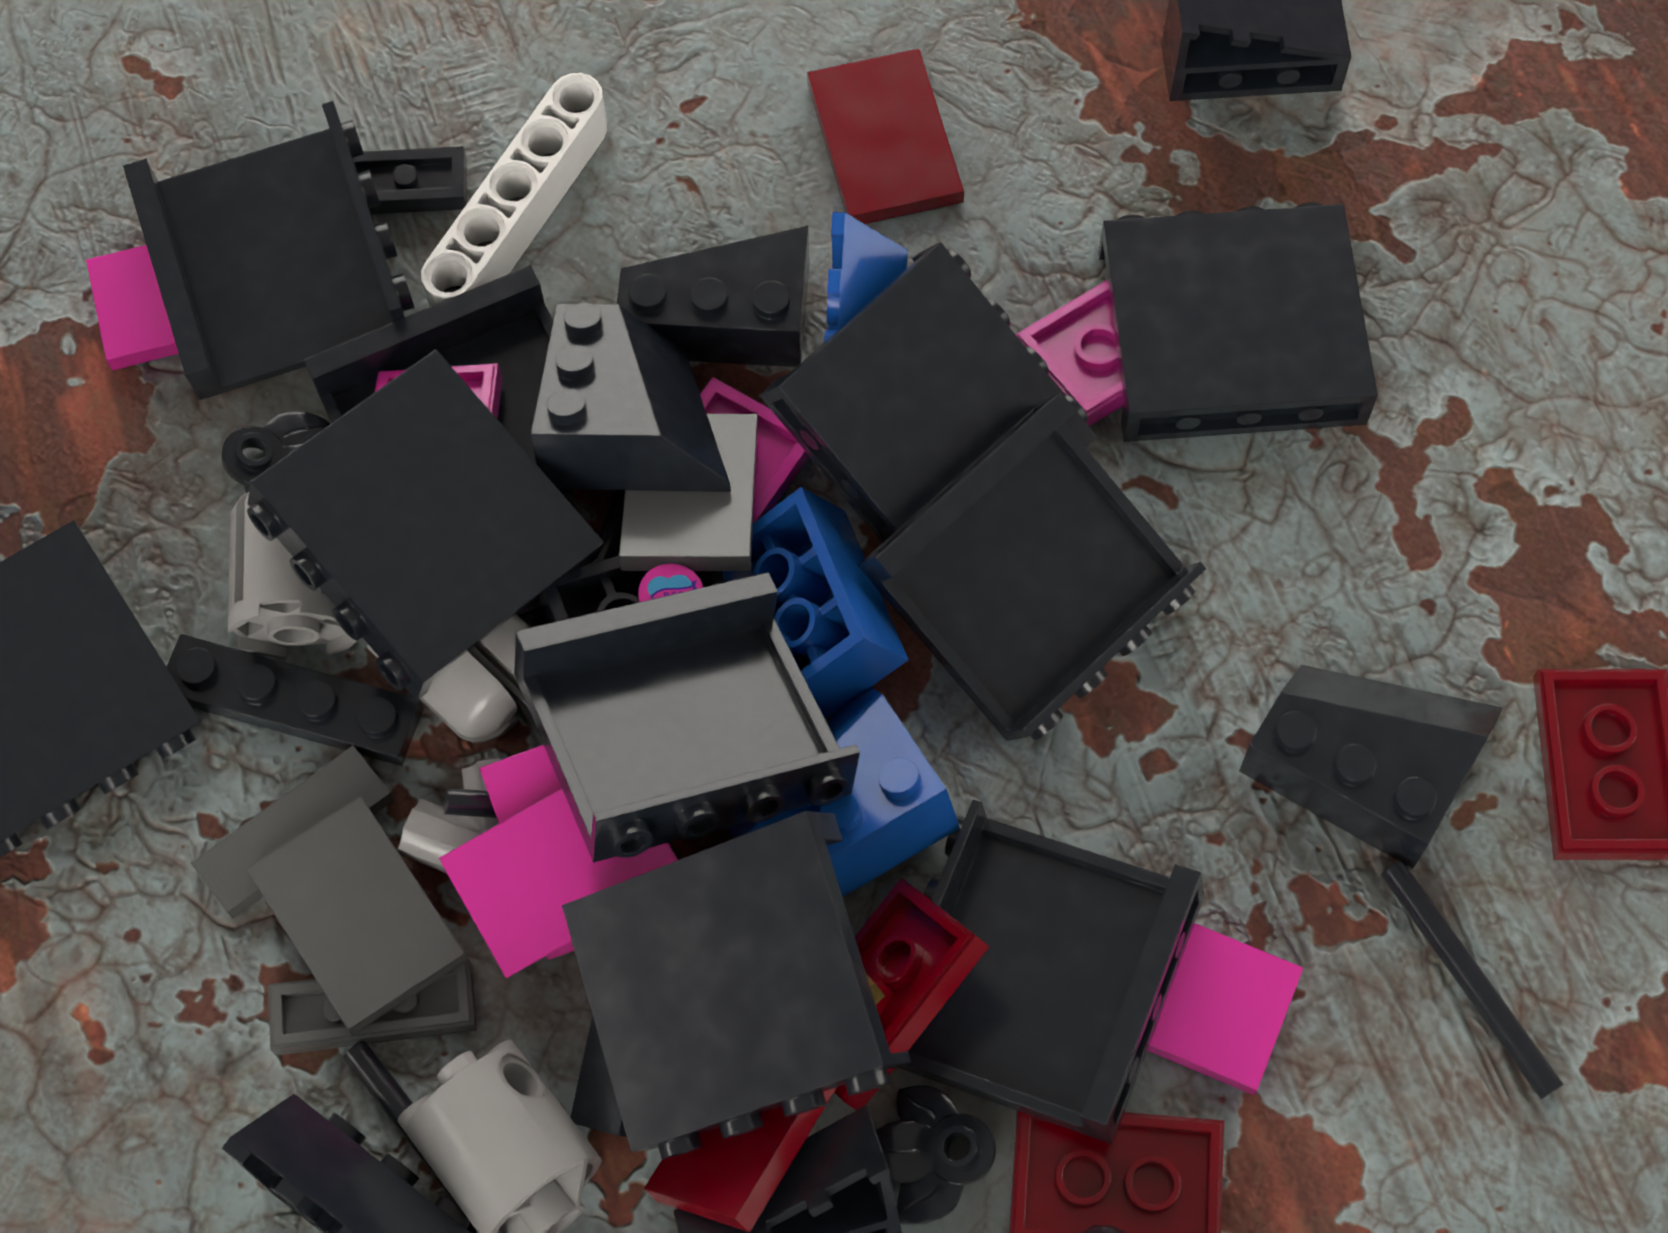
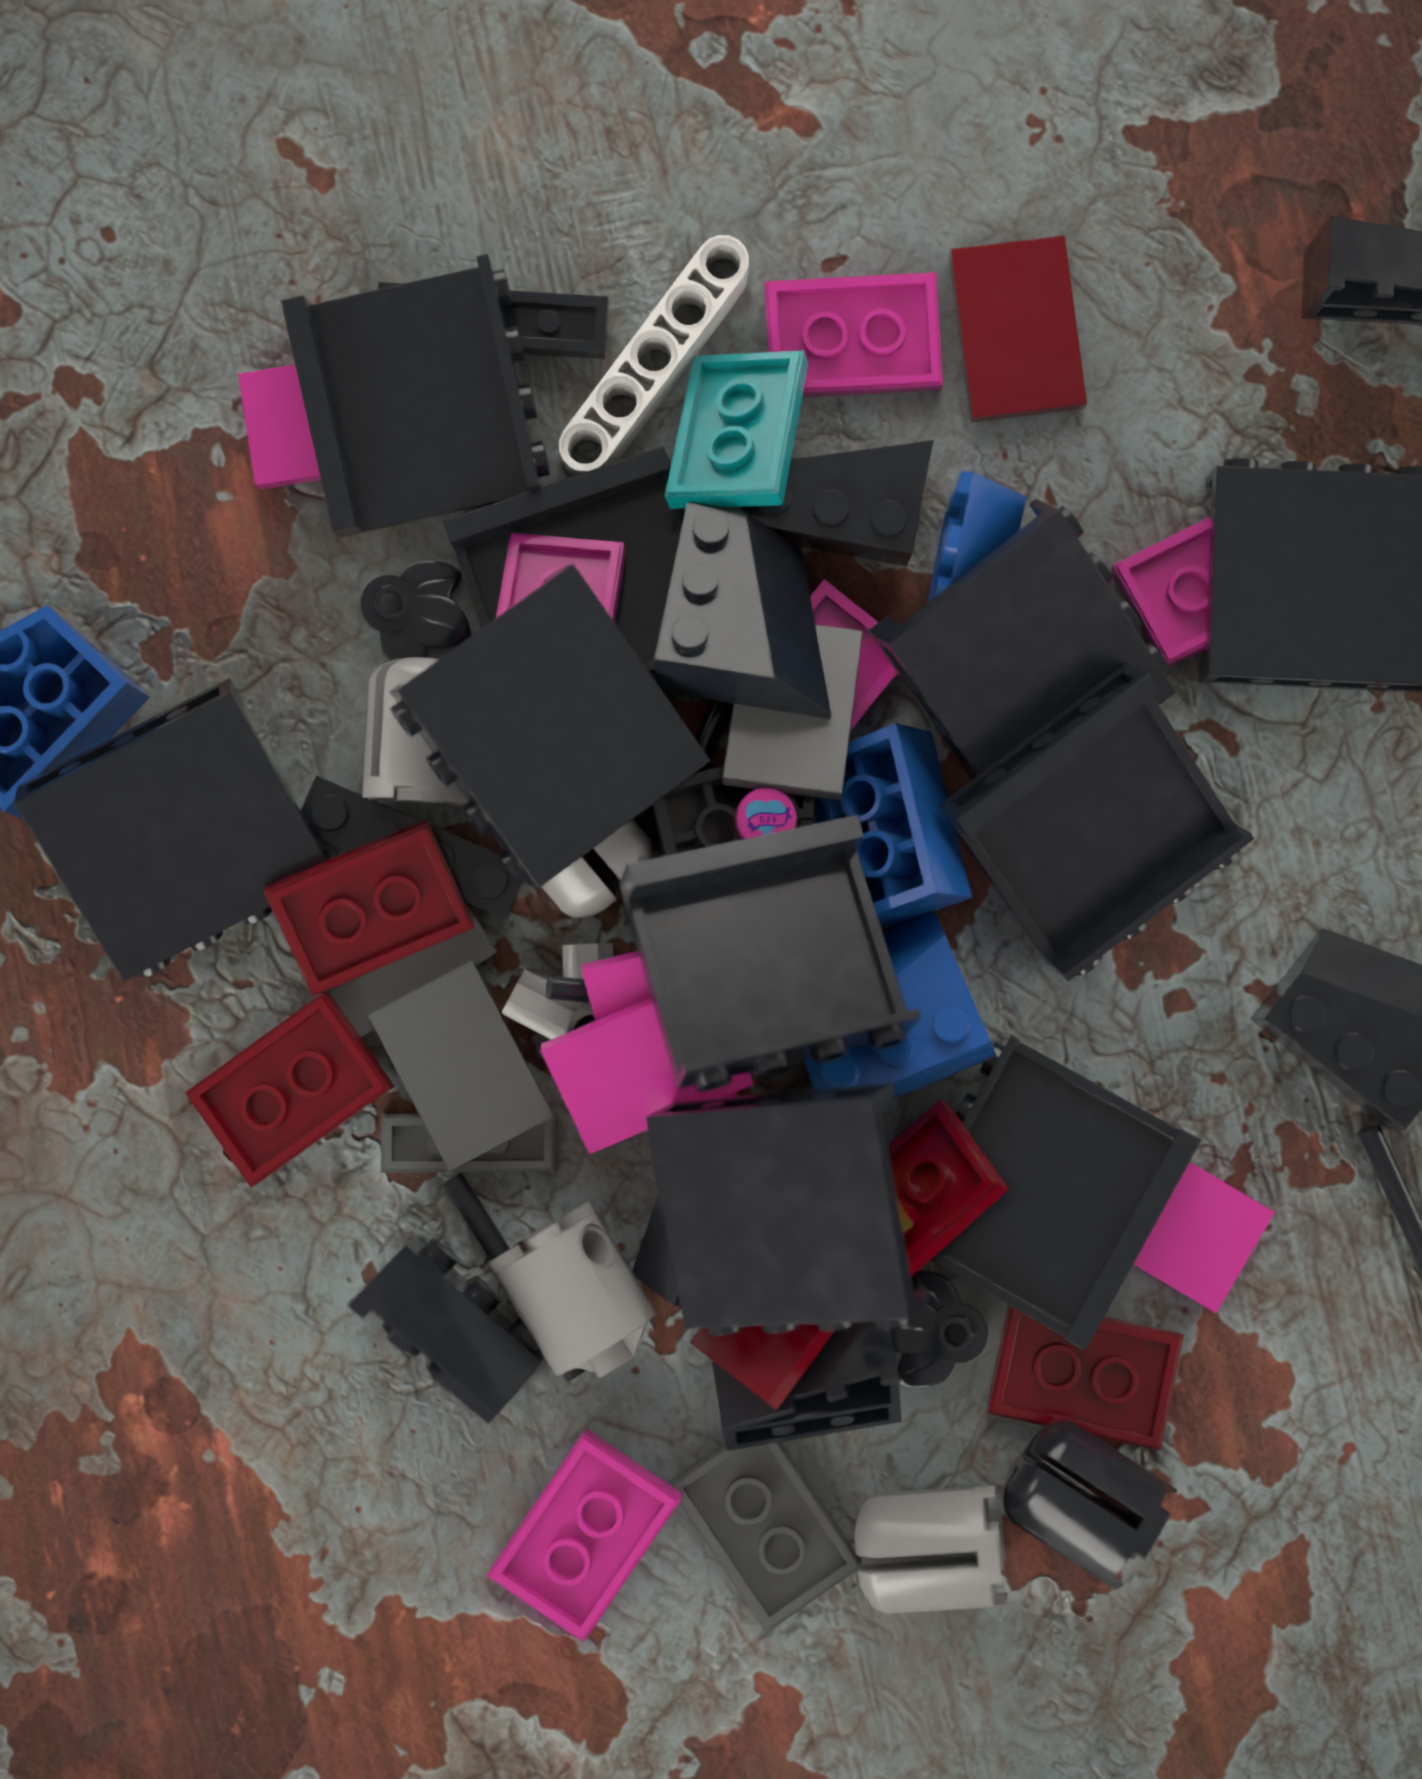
camera: 10 degrees right, 20 degrees up
(160, 970) = (289, 1089): none -> dark red tile
(241, 752) = (369, 907): none -> dark red tile
(605, 241) = (737, 430): none -> teal tile
(719, 162) = (859, 332): none -> dark pink tile

